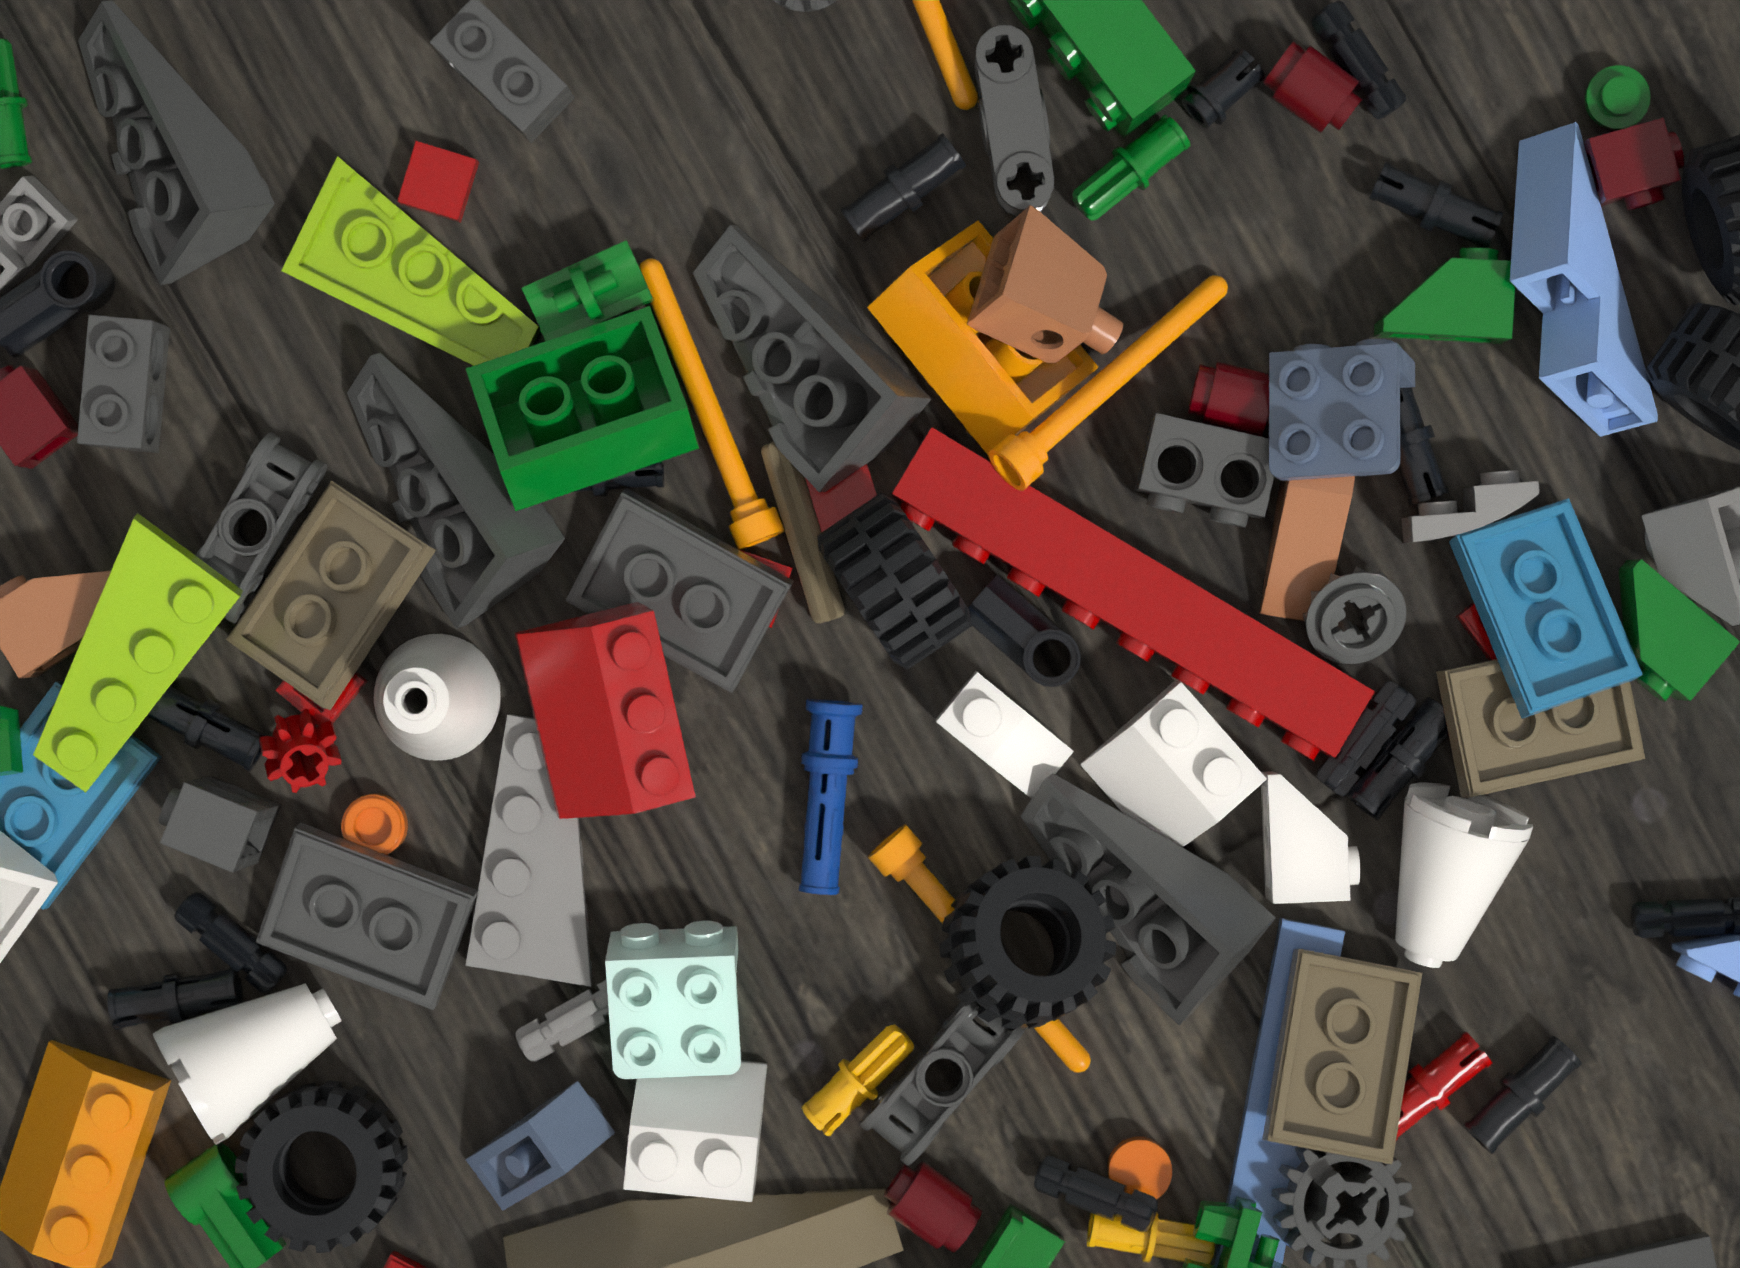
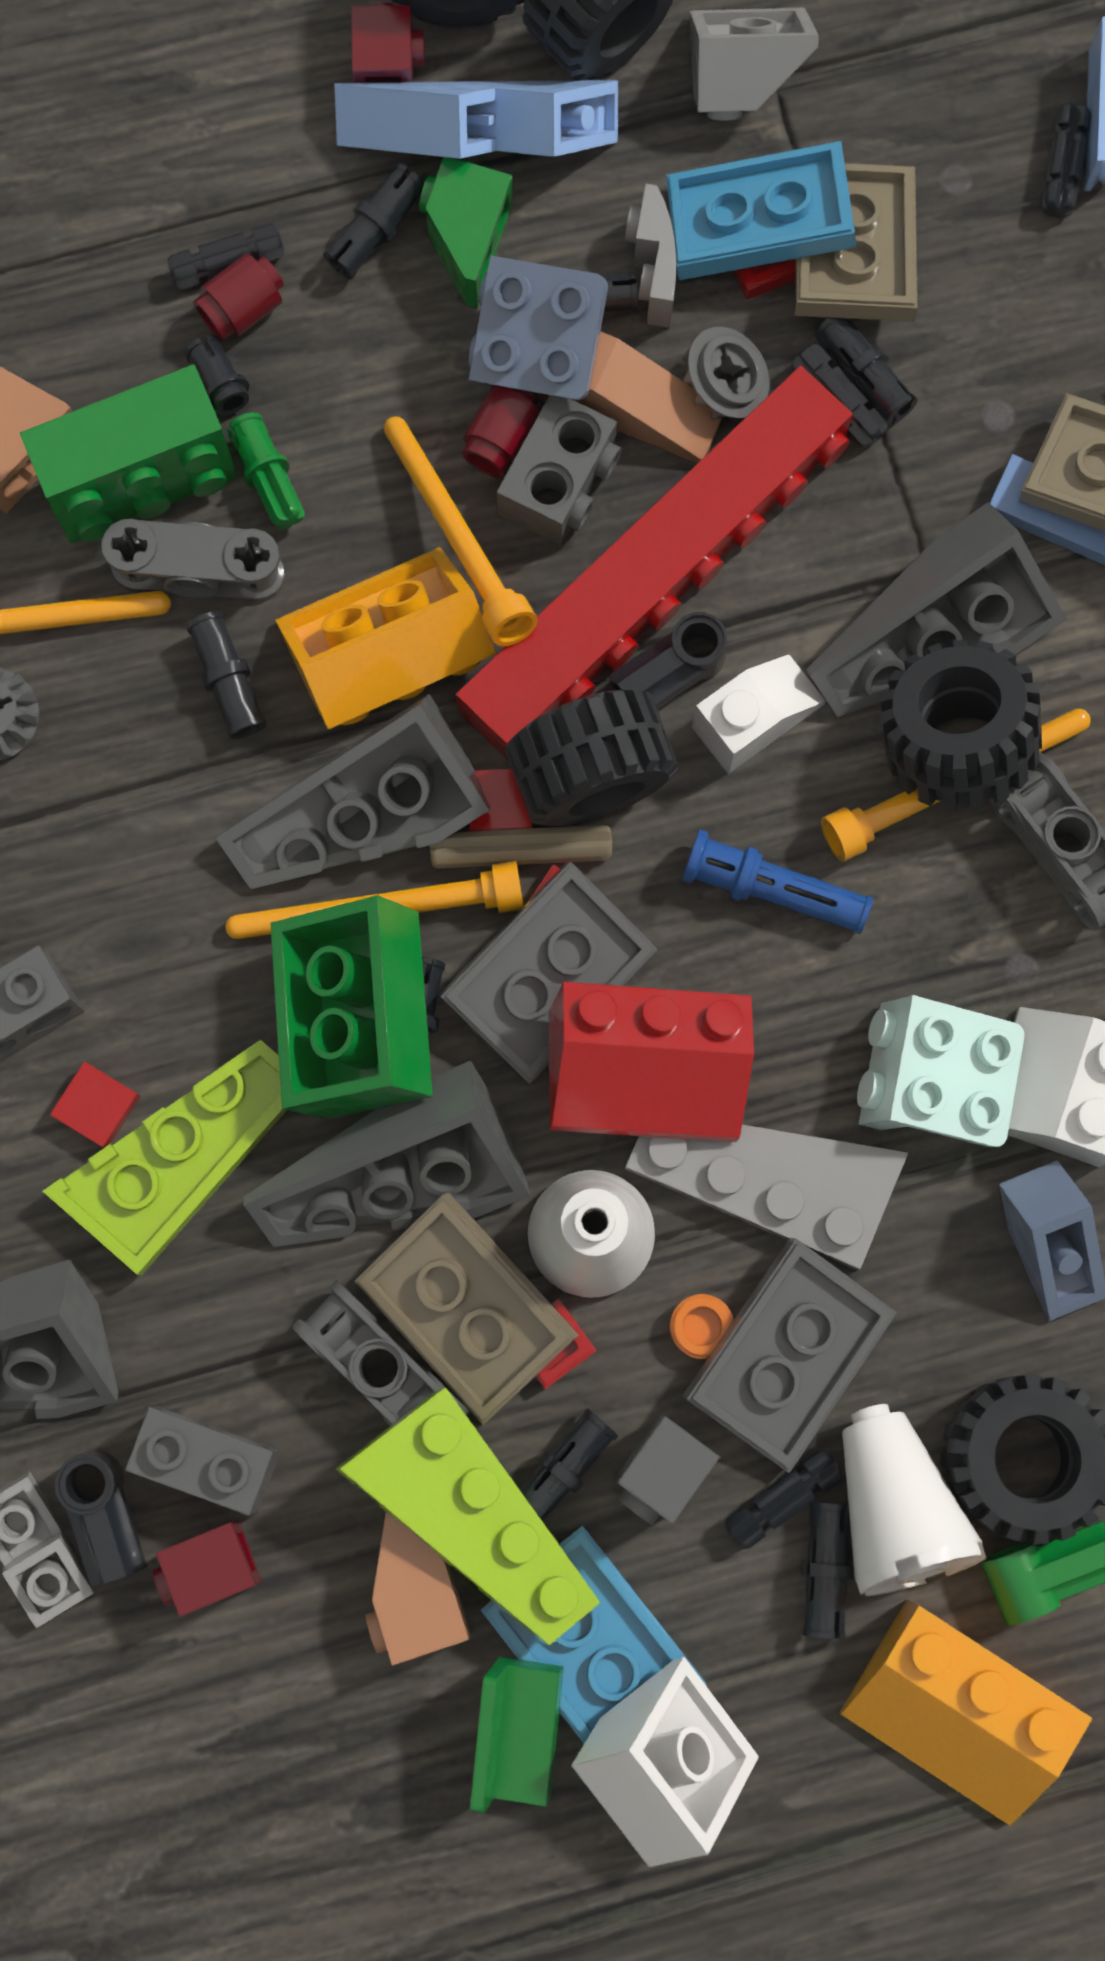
camera: 75 degrees left, 10 degrees down
(300, 751) = (611, 1376): red gear -> none
(564, 1023) = (936, 1183): light grey axle -> none
(588, 292) = (241, 983): green hips -> none
(857, 1079) = (1053, 922): yellow axle -> none
(1042, 292) = (356, 565): nougat torso -> none
(1173, 767) = (824, 561): white slope -> none
(1303, 848) = (924, 471): white slope -> none
(1451, 868) = (979, 343): white cone -> none
(1617, 97) = (323, 53): green plate -> none
(1669, 634) = (807, 112): green slope -> none

